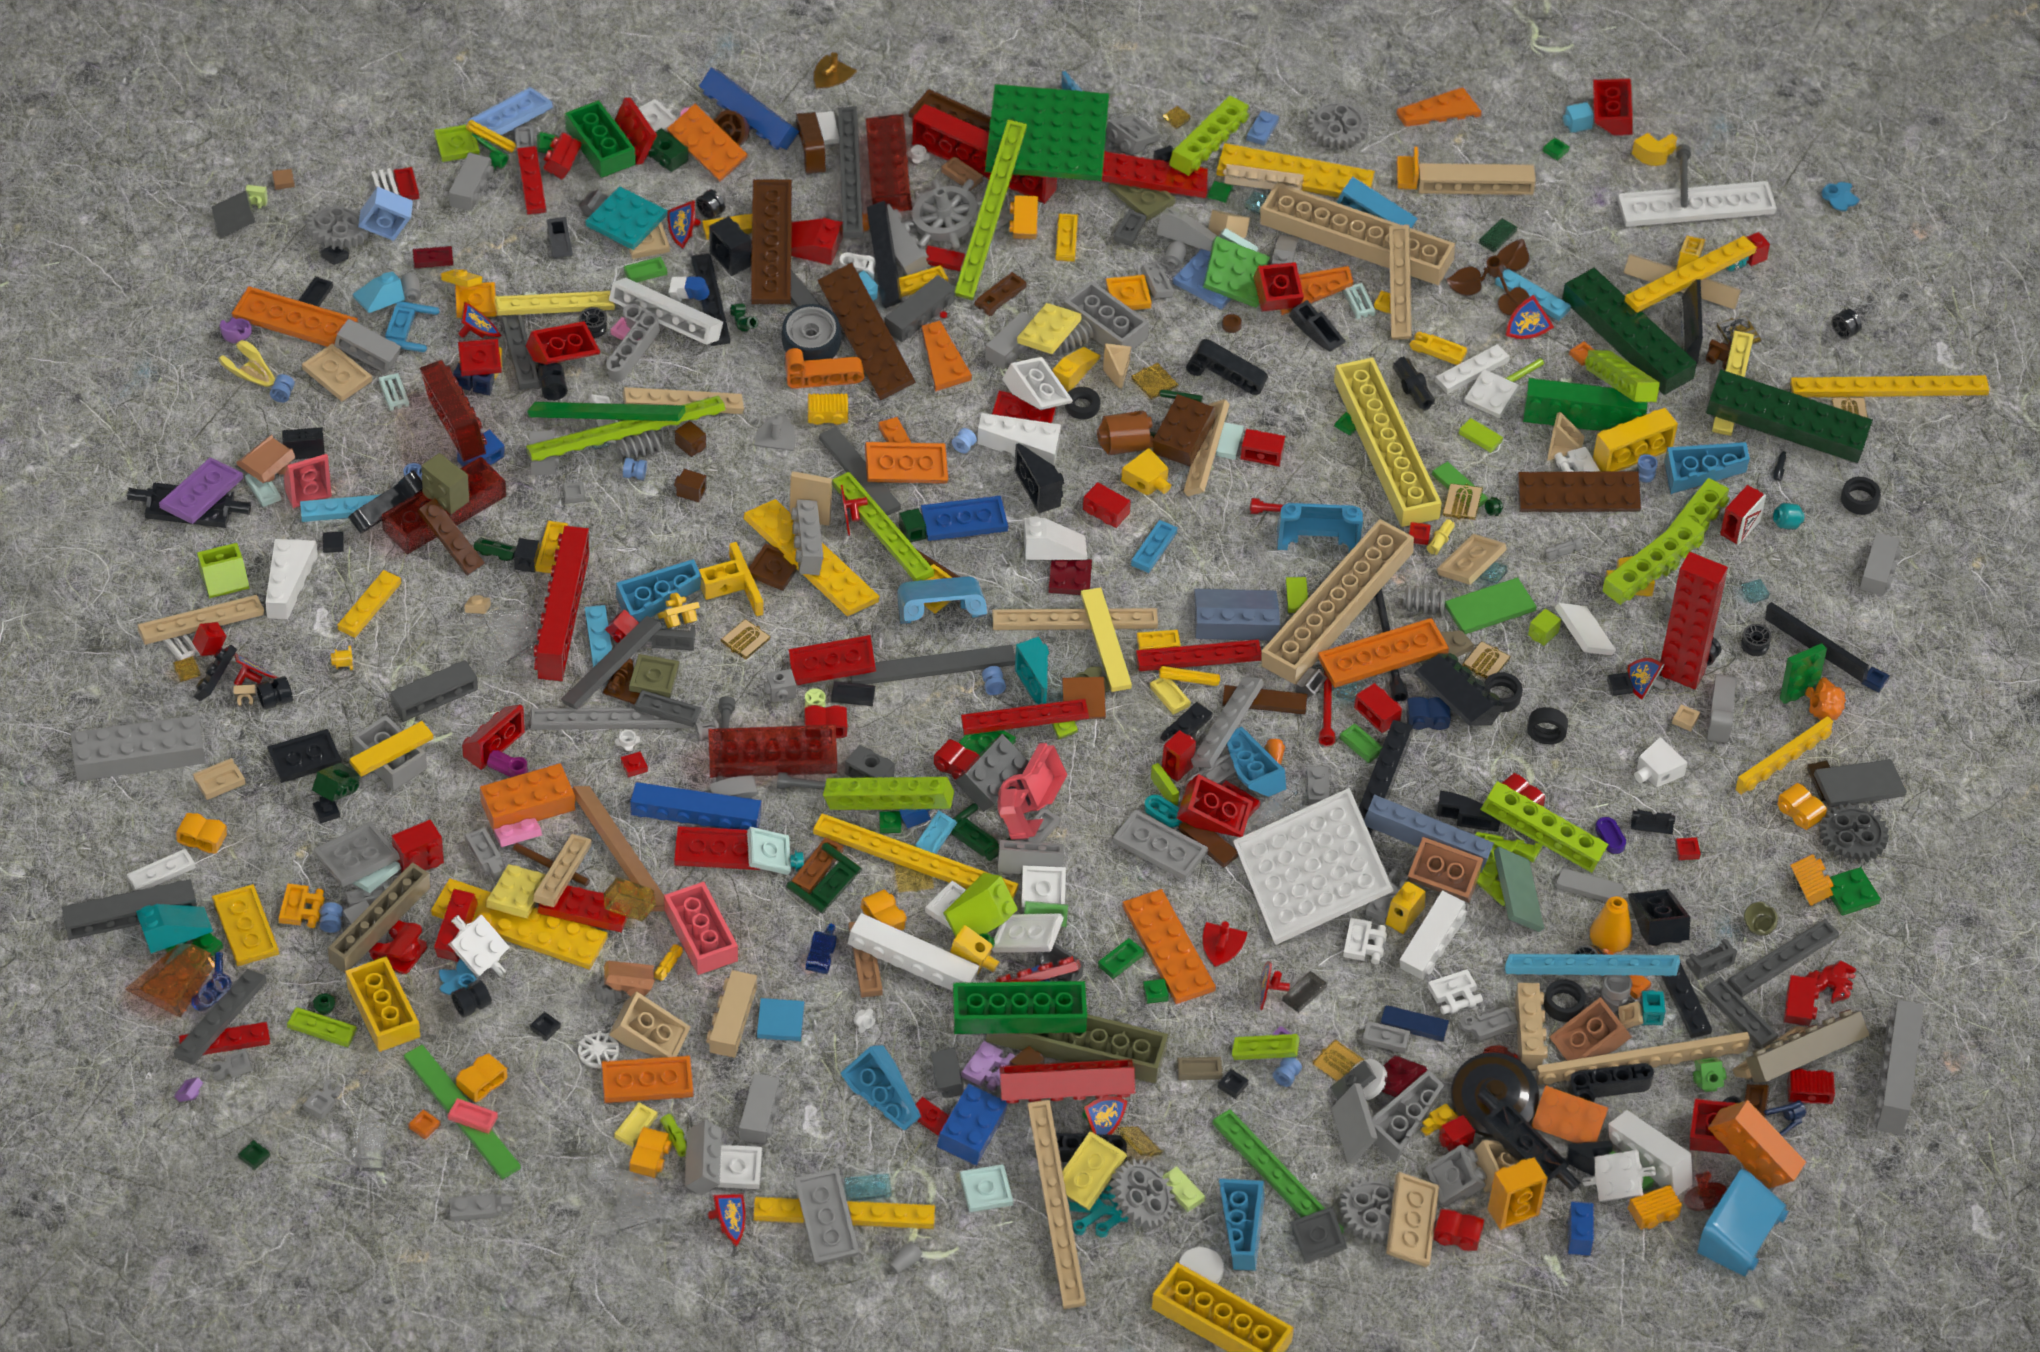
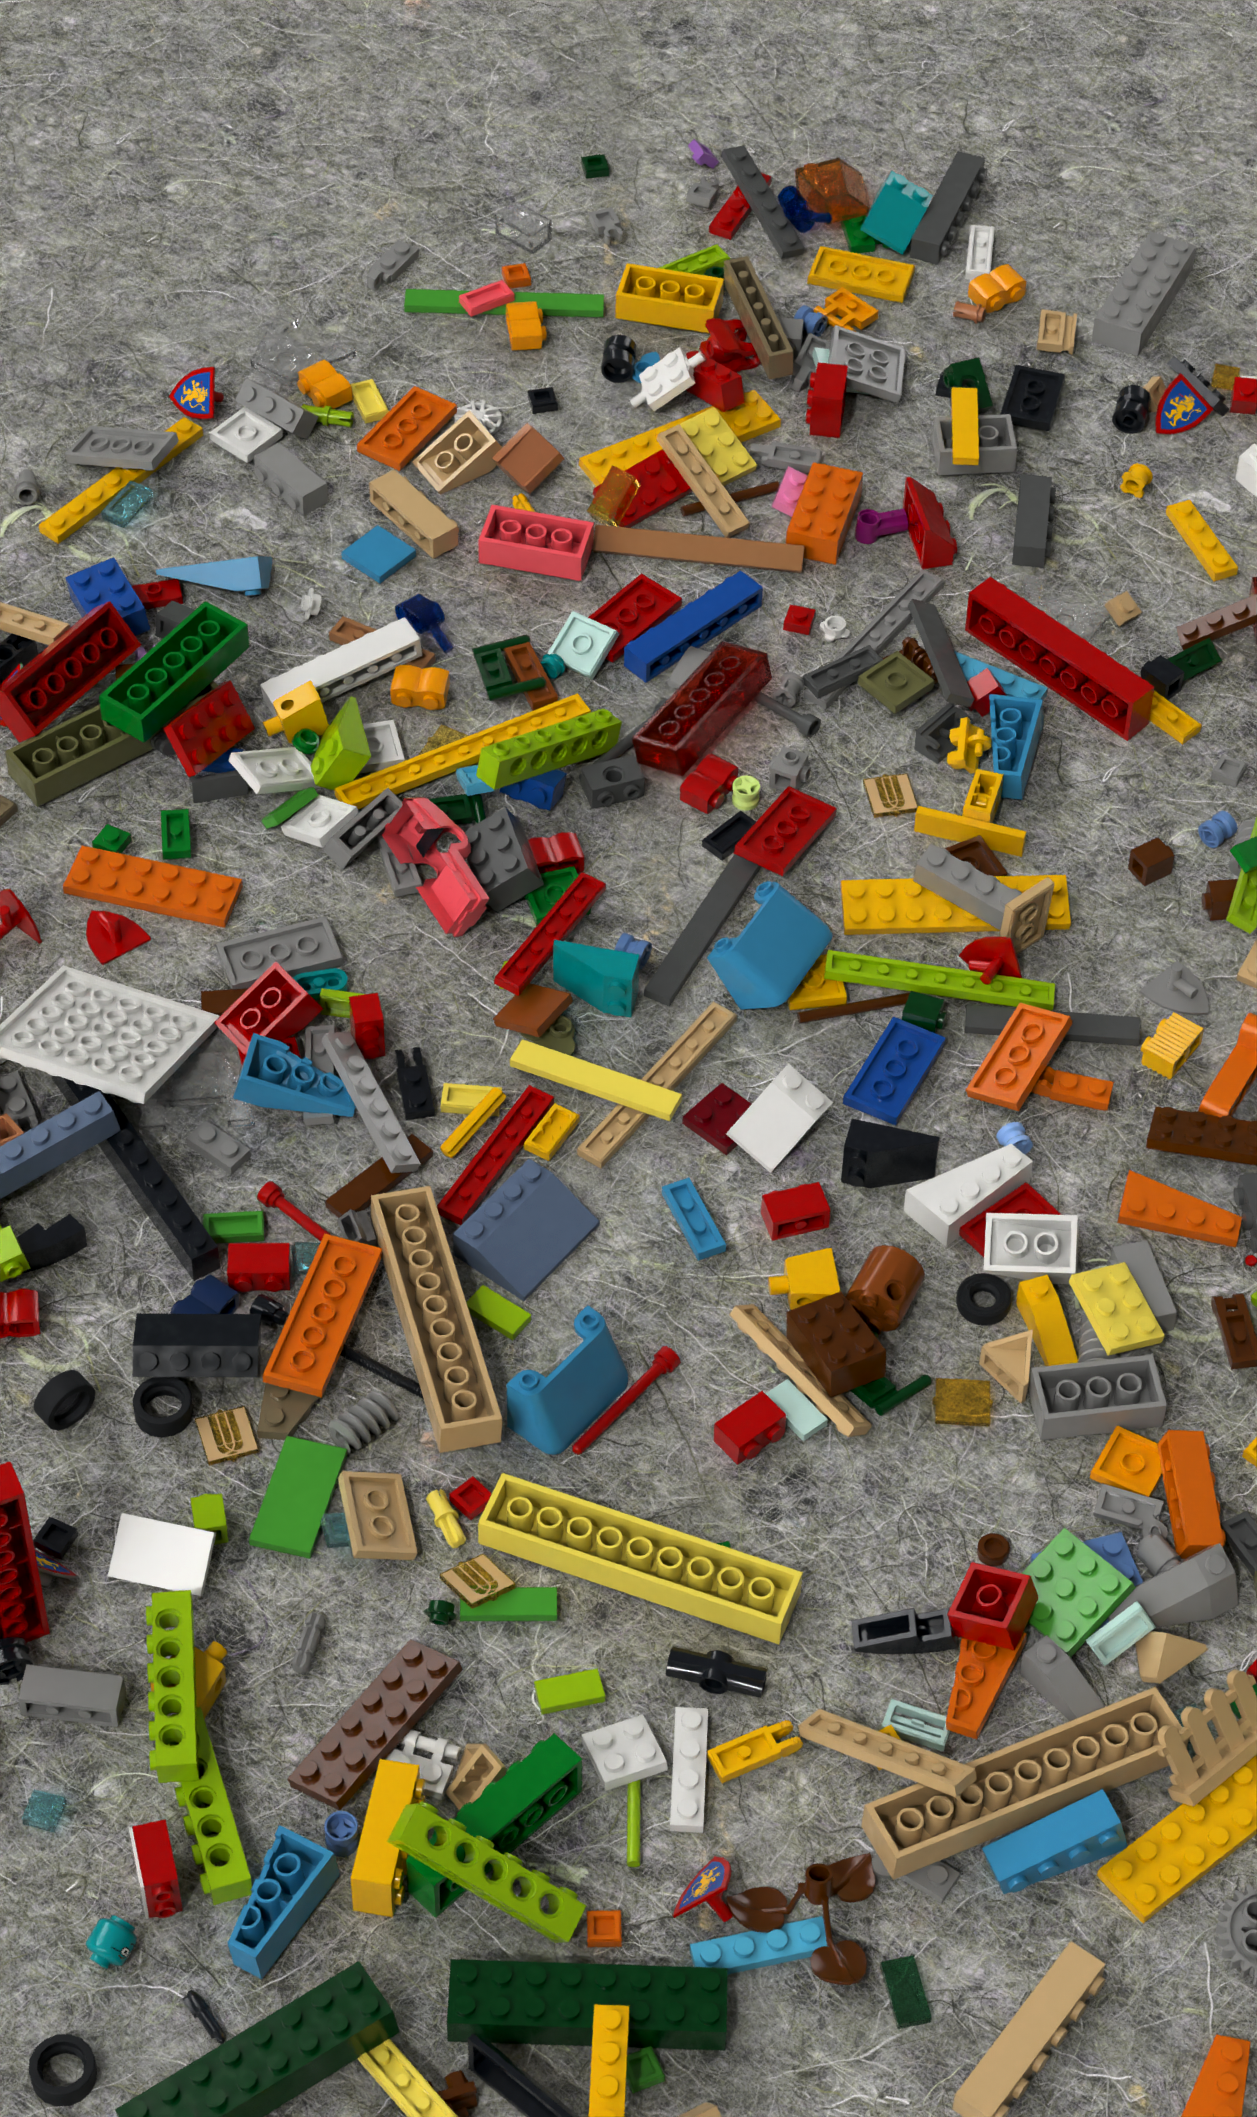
camera: 130 degrees right, 0 degrees up
(237, 834) = (970, 312): none -> nougat pin
(986, 1188) = (36, 586): light aqua tile -> none
(1129, 255) = (1190, 1491): none -> orange brick
(1226, 365) = (907, 1470): black beam -> none
(1275, 749) = (295, 1130): orange cone -> none
(1408, 171) = (1121, 1967): light orange panel -> none

